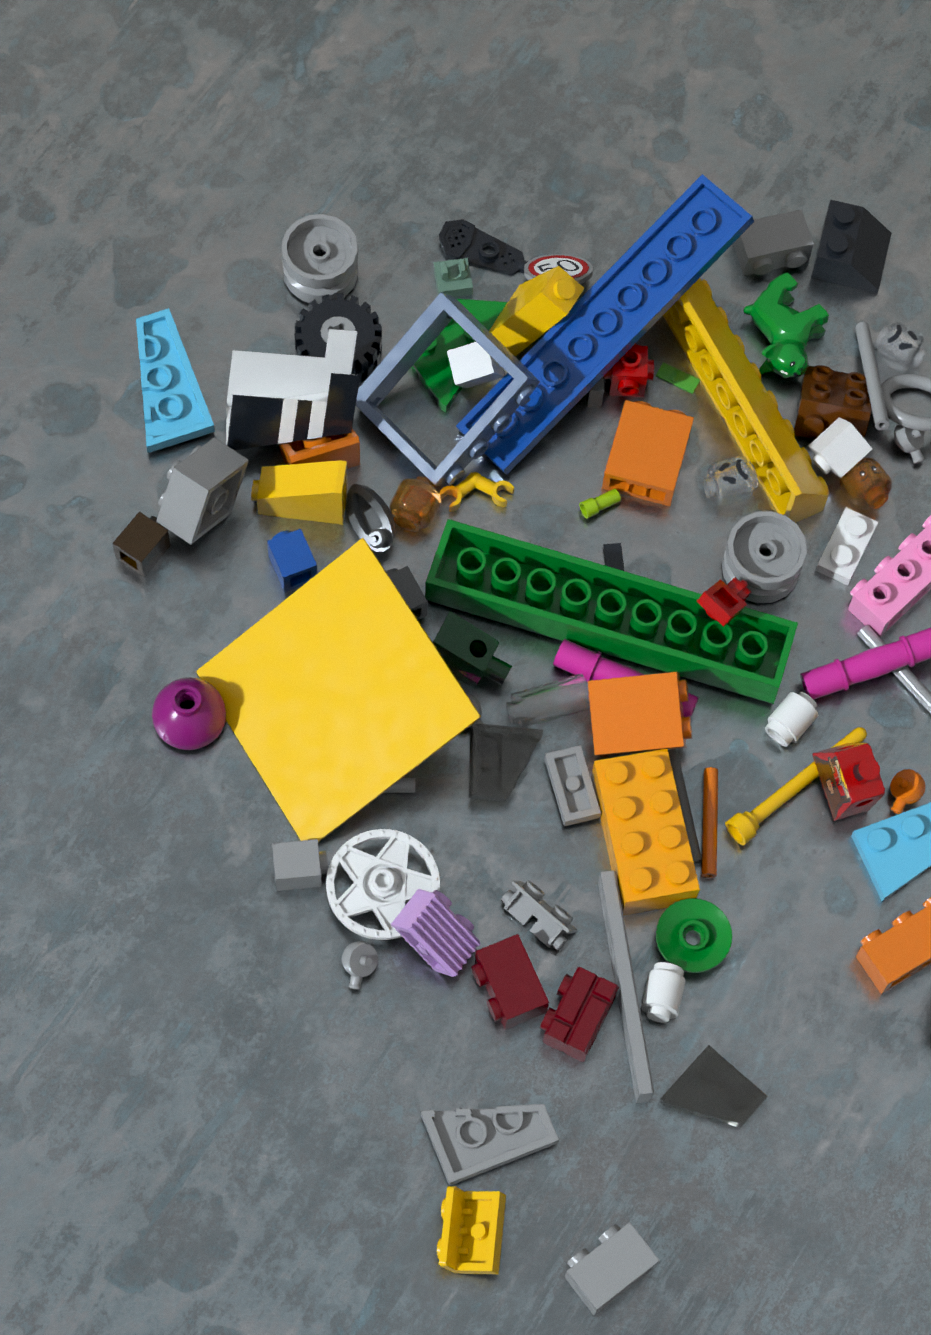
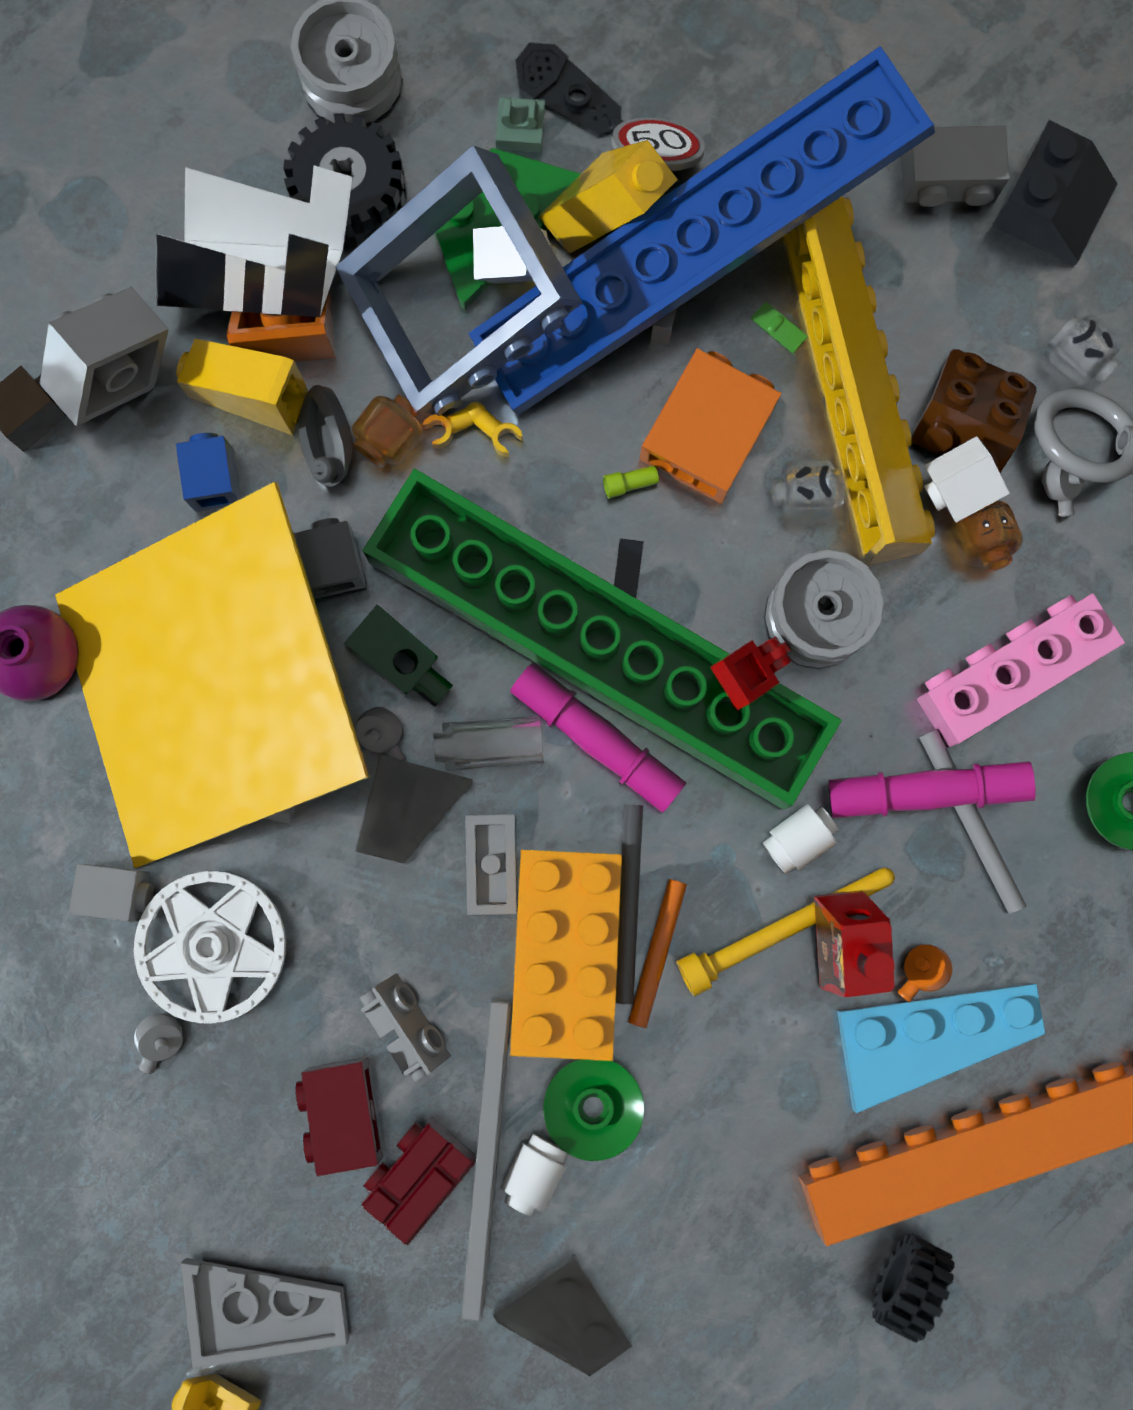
camera: 15 degrees right, 15 degrees up
(170, 390) = (113, 206): medium azure wing -> none
(436, 931) = (257, 1034): lavender brick -> none
(631, 373) = (717, 309): red brick -> none
(639, 713) = (598, 795): orange brick -> none
(785, 327) = (939, 290): green animal -> none
(846, 546) = (938, 612): white plate -> none
(872, 376) = (1036, 386): light grey piece -> none

